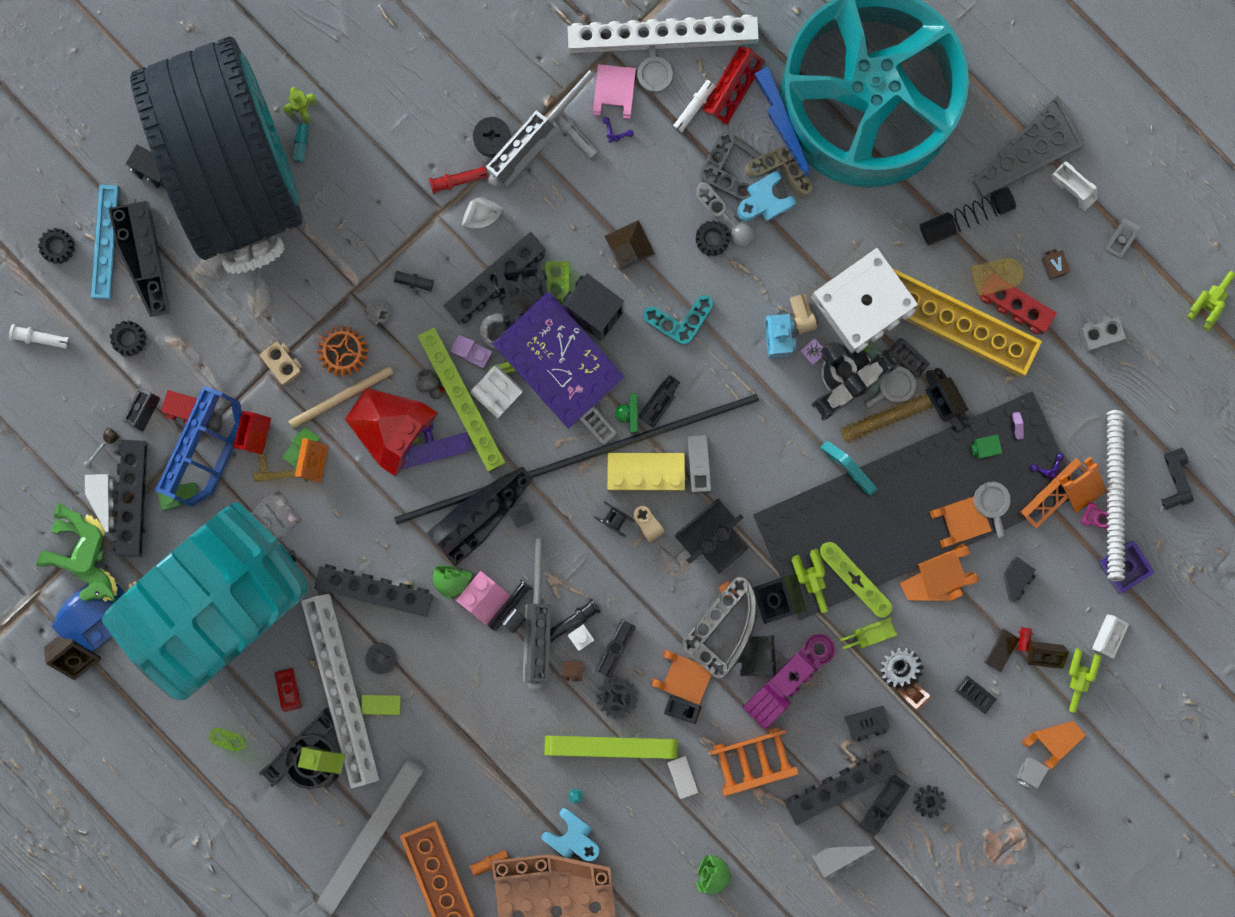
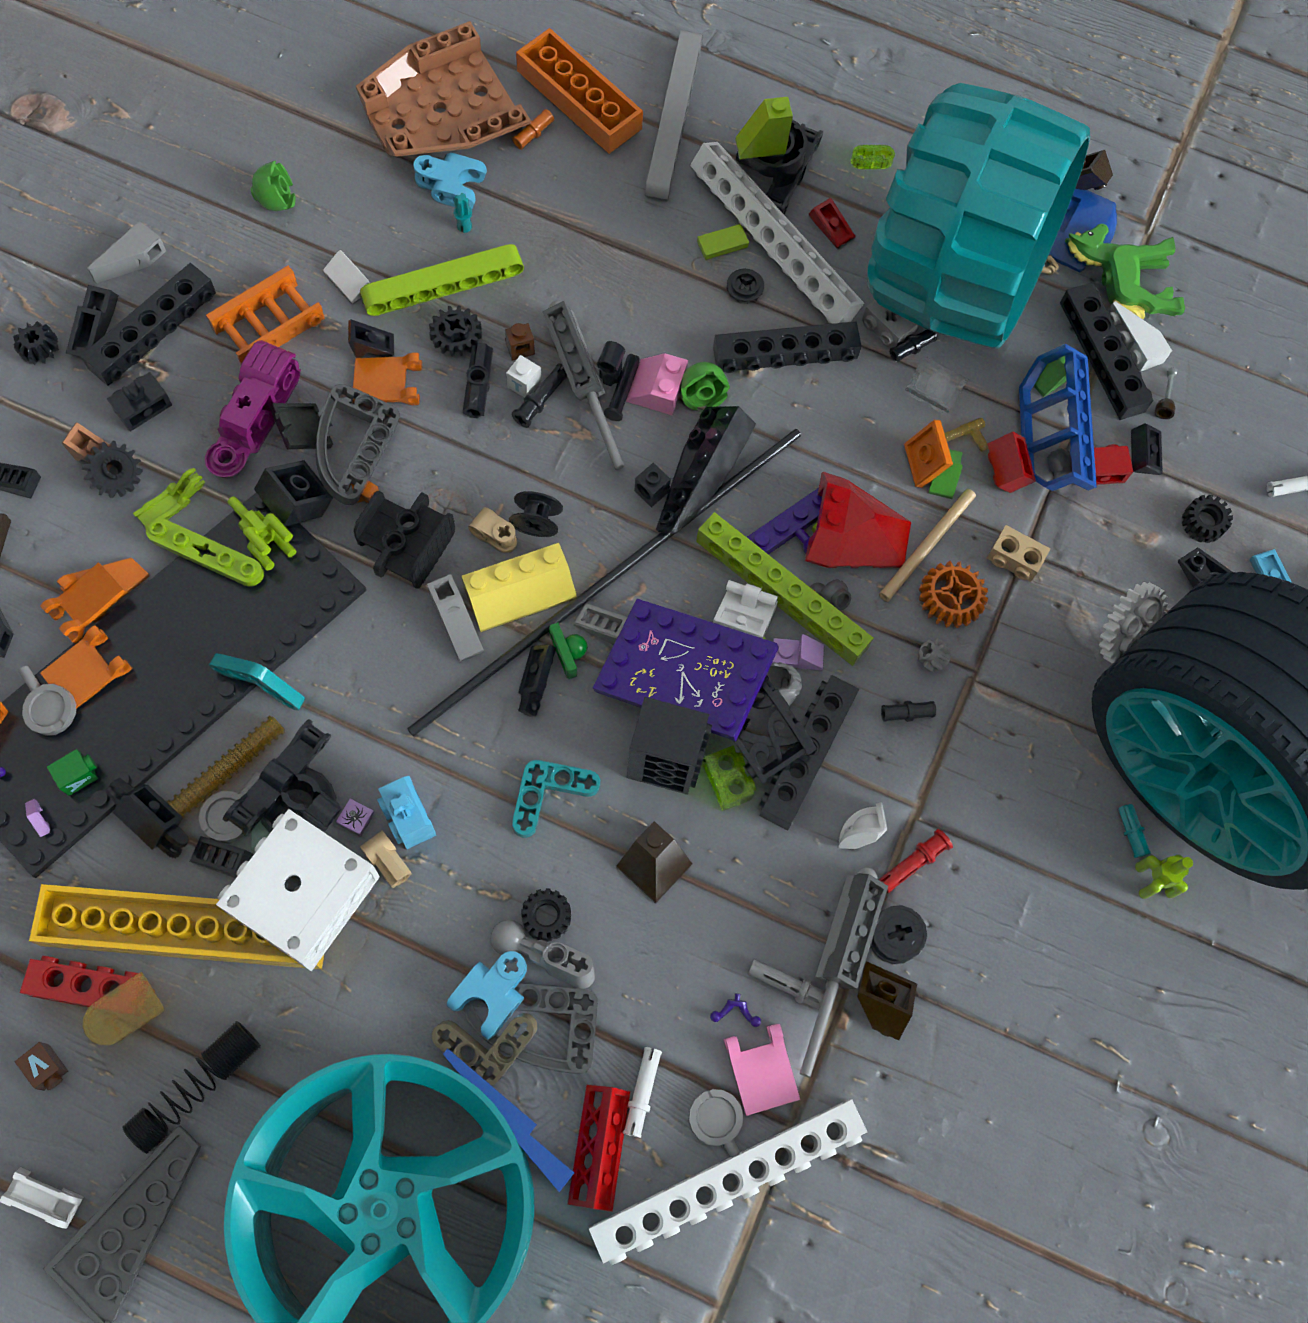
camera: 150 degrees right, 15 degrees down
(517, 100) = (886, 1000): none -> dark brown slope

